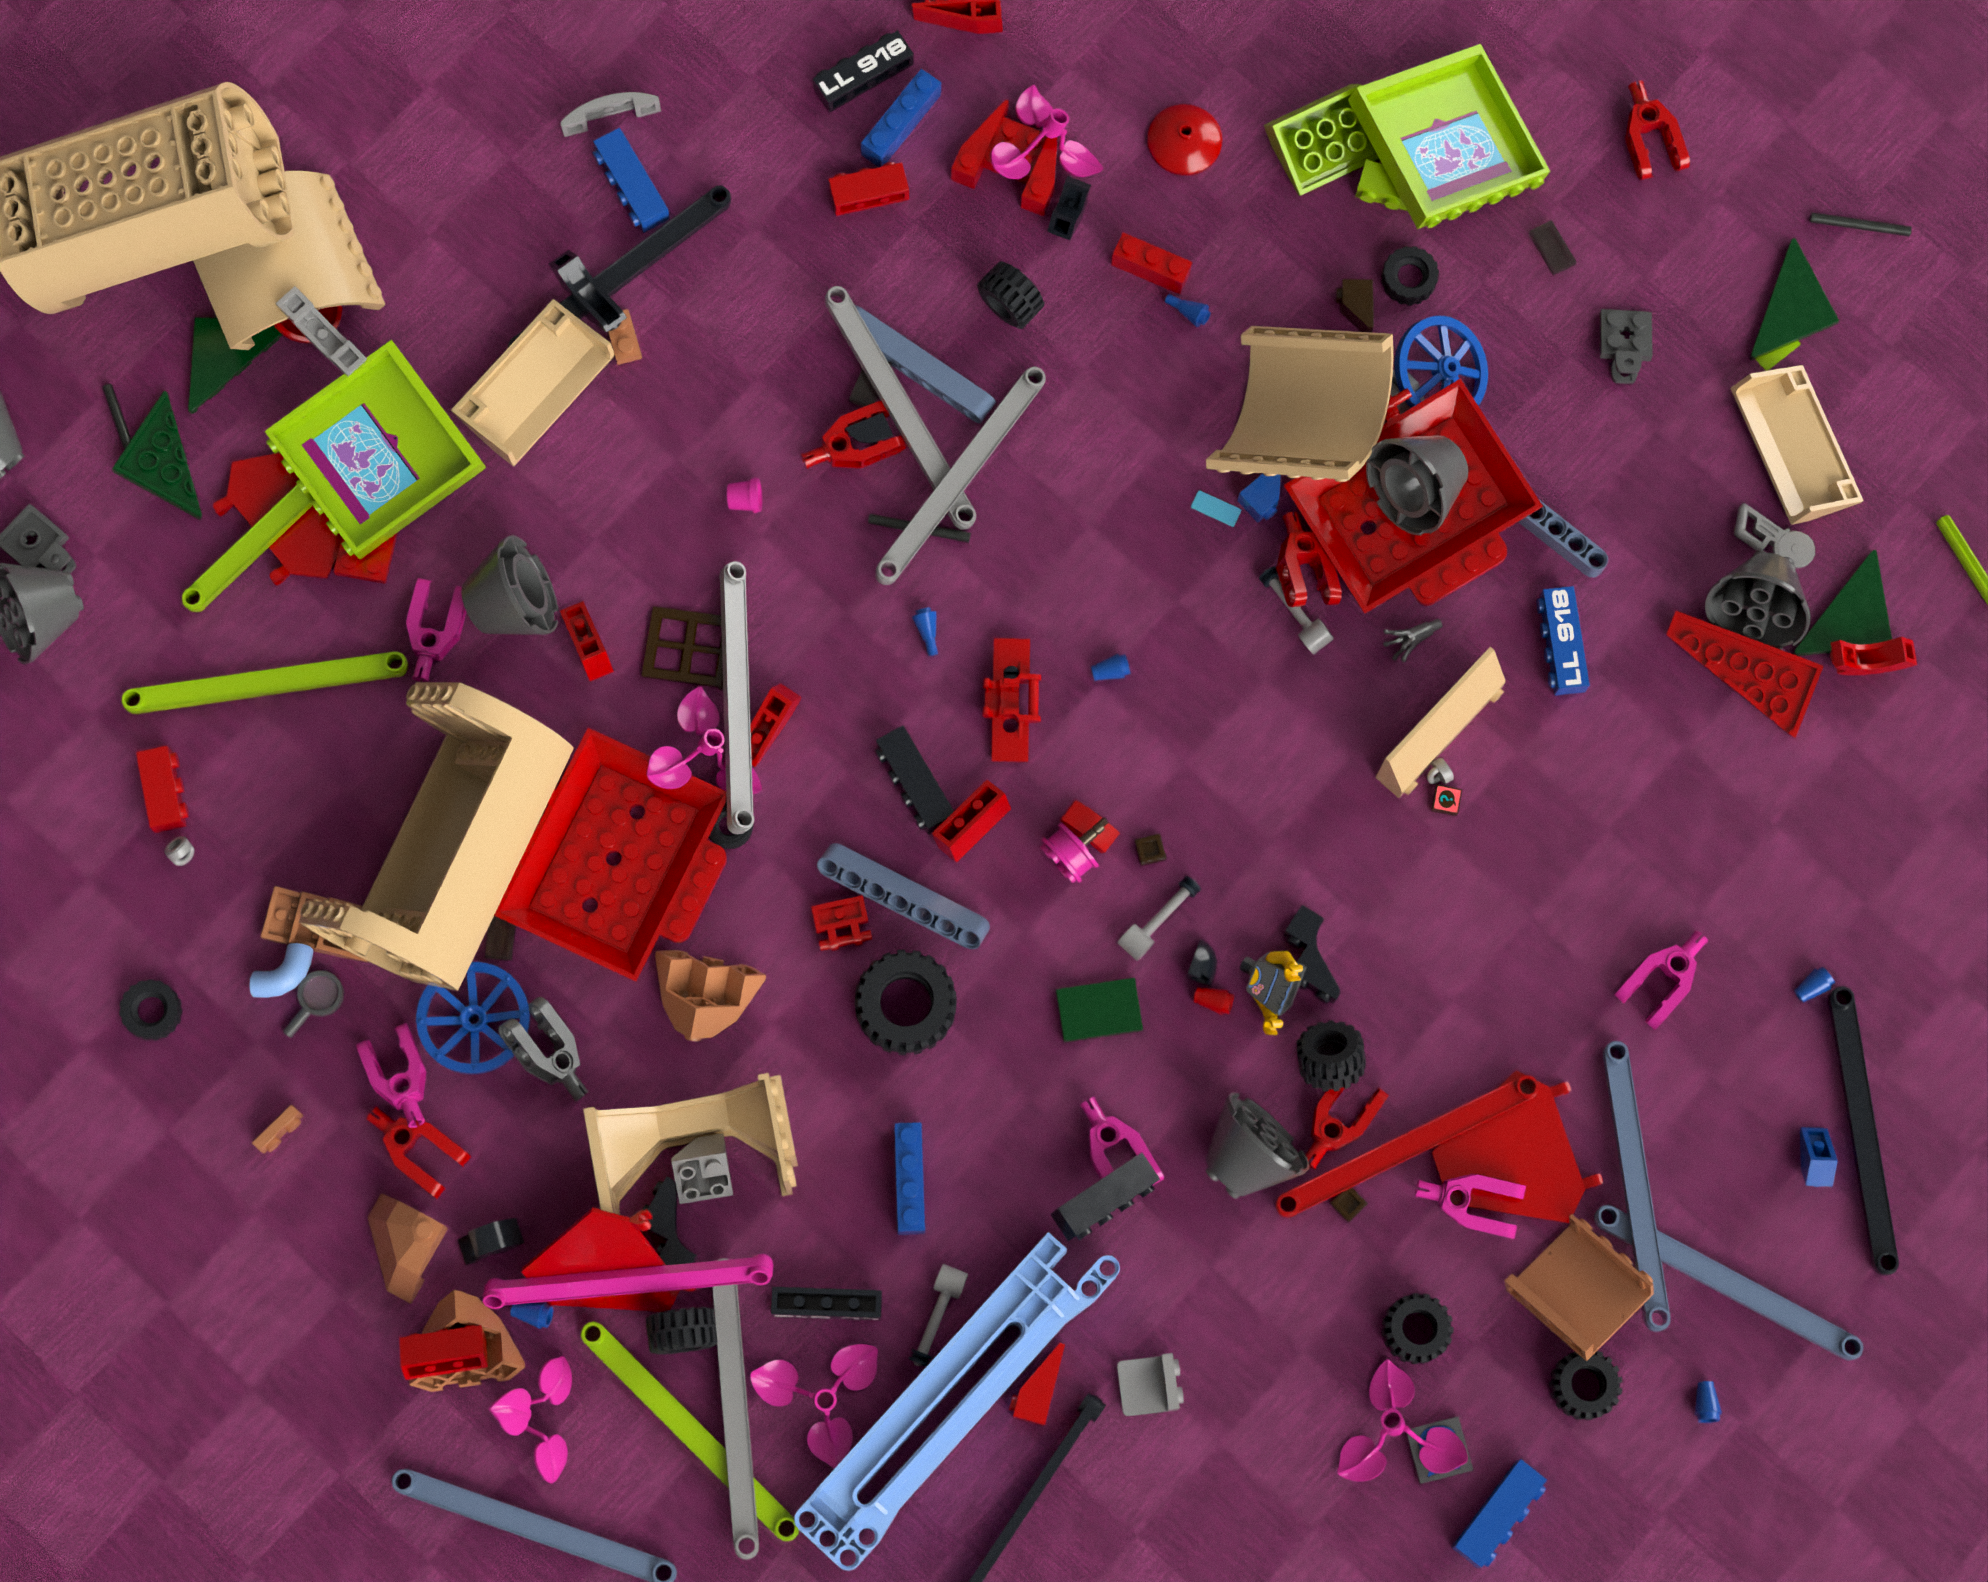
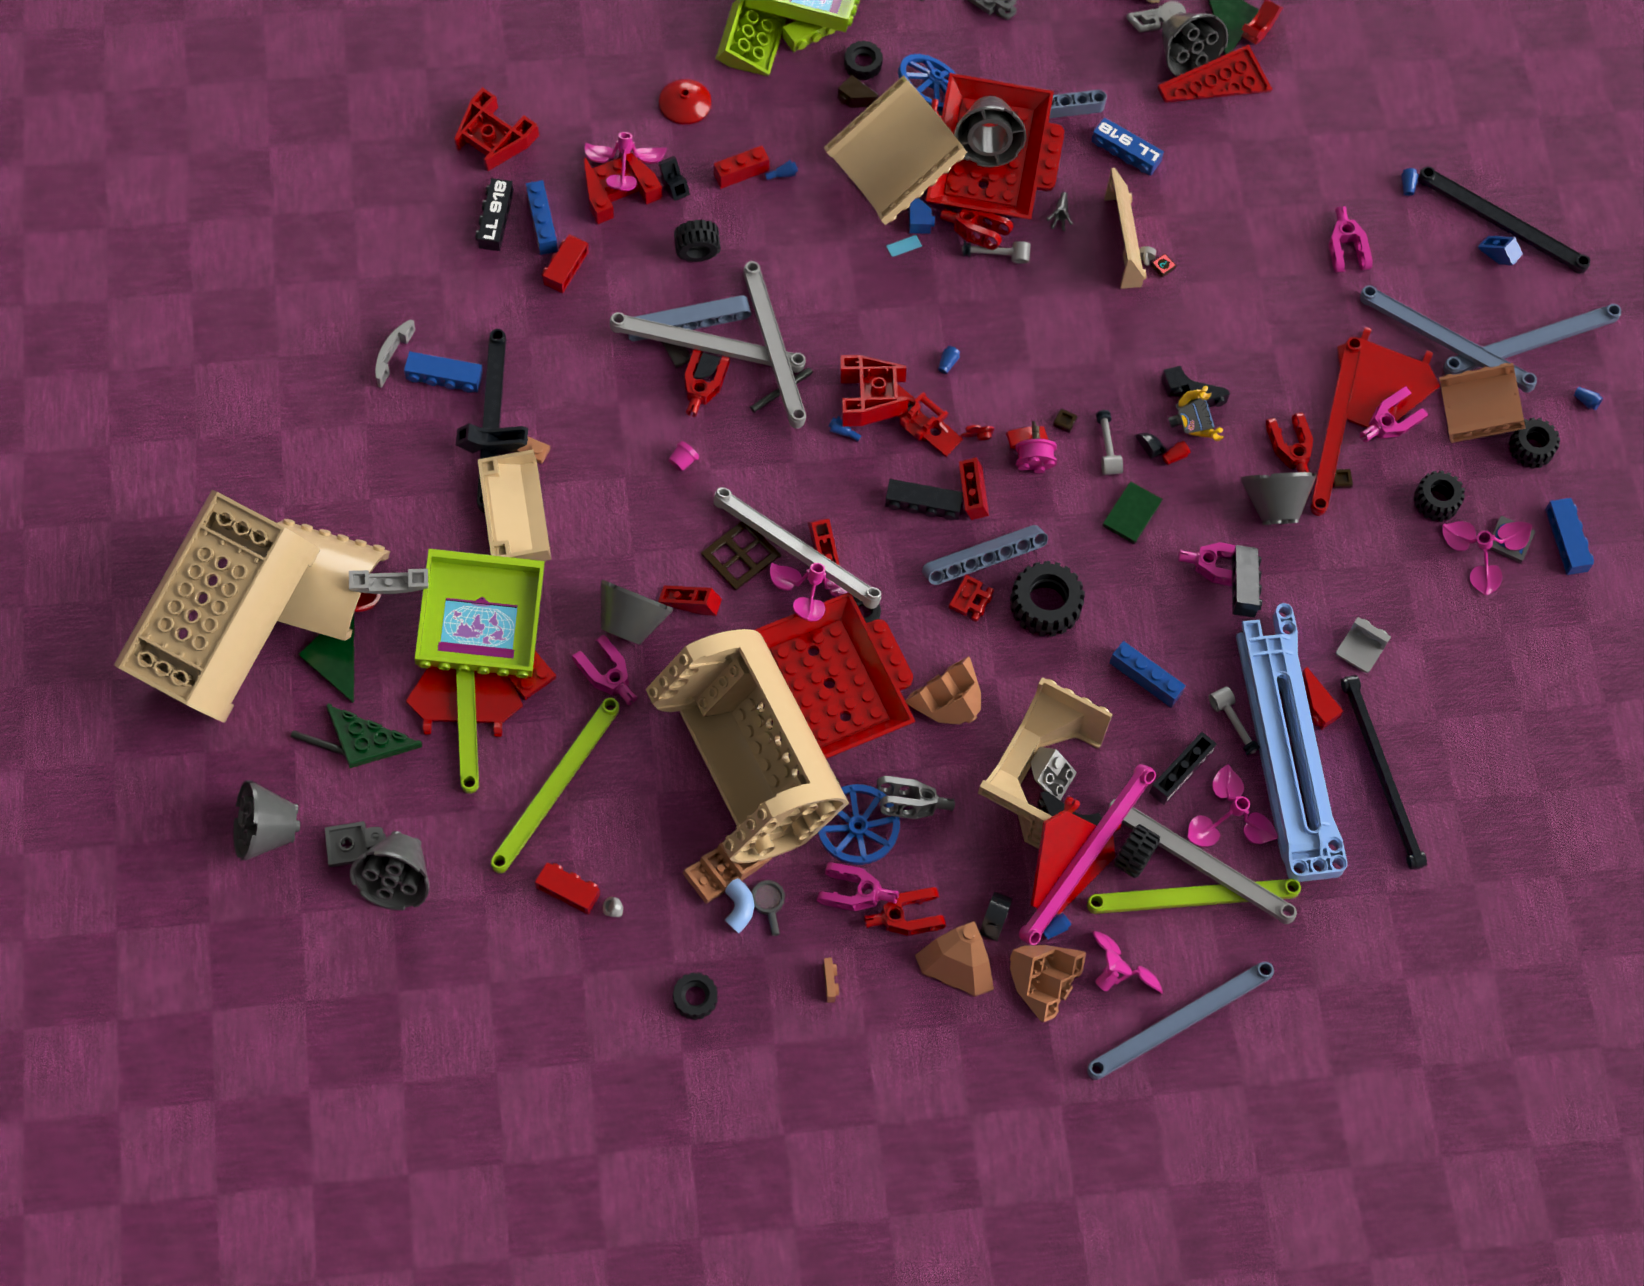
camera: 50 degrees left, 10 degrees down
(443, 1352) = (1044, 983): red brick -> none
(995, 624) = (877, 390): none -> red wedge
(1052, 776) = (982, 433): none -> red plate
(1331, 1055) = (1259, 418): black tyre -> none

